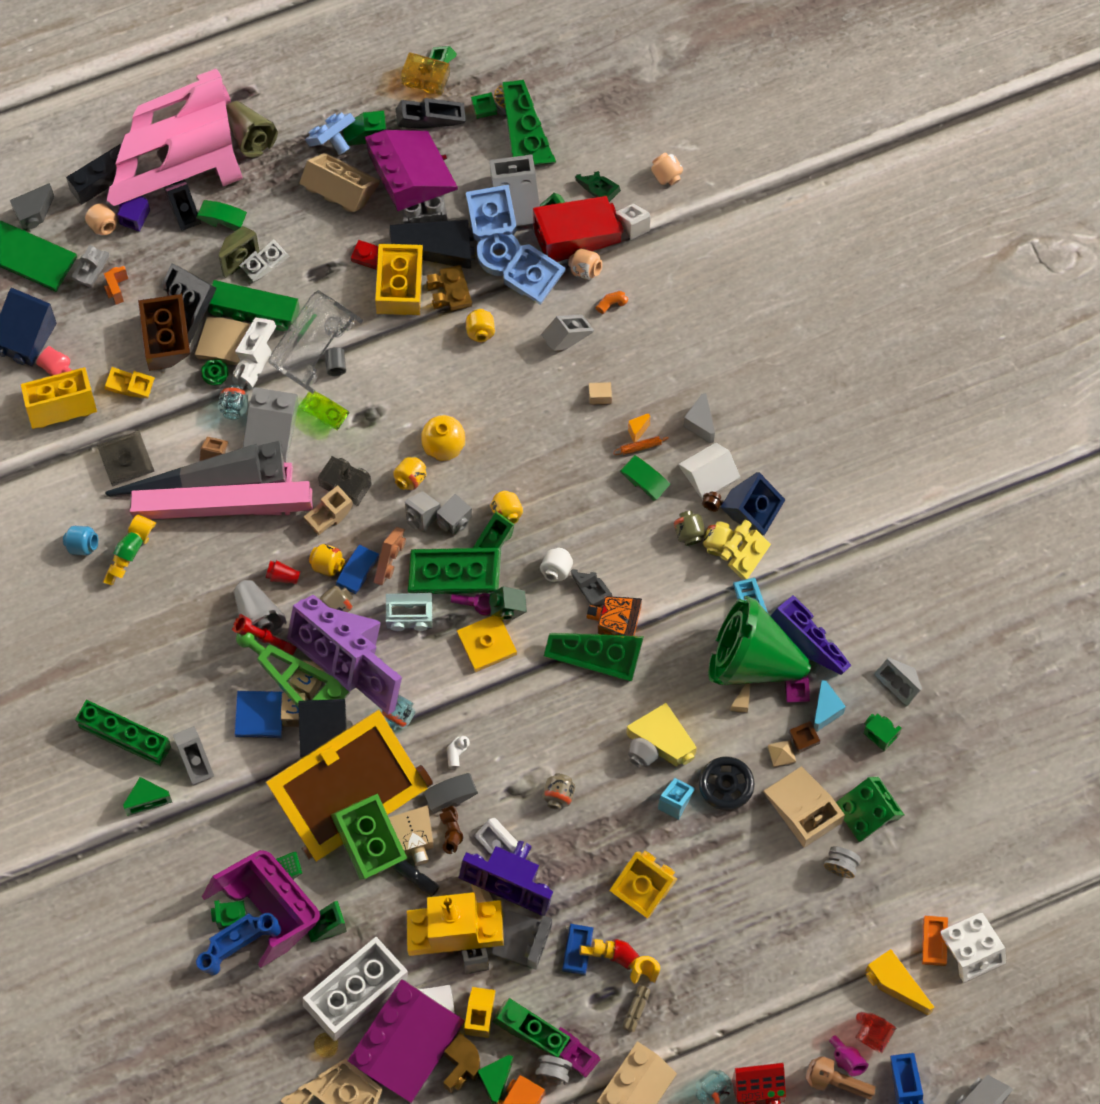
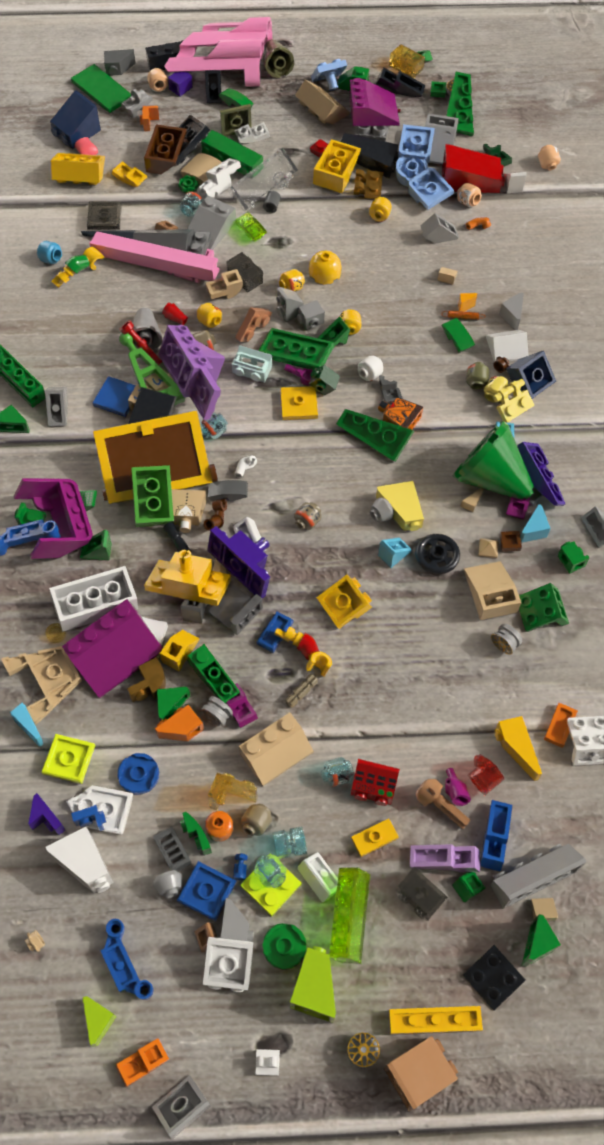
camera: 20 degrees right, 5 degrees down
(357, 568) = (226, 328): blue slope -> none

